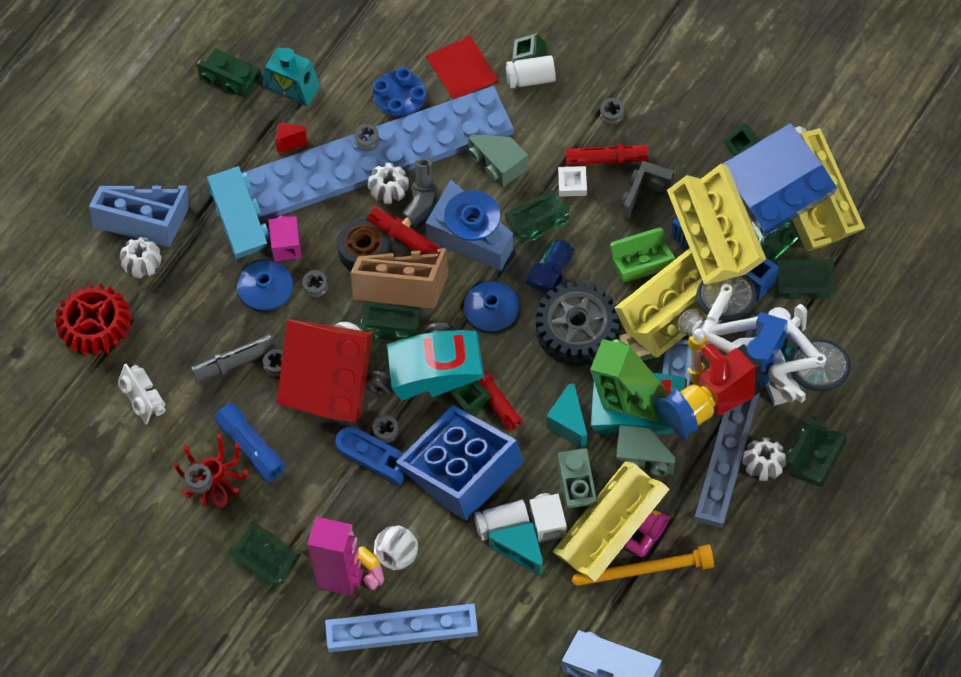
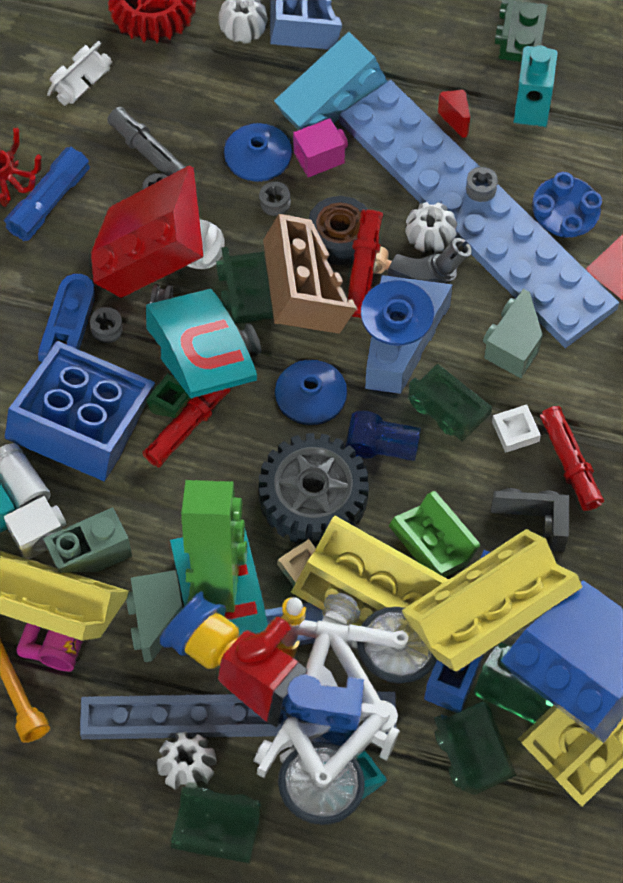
camera: 70 degrees right, 0 degrees up
(567, 418) = (167, 517): teal slope -> none

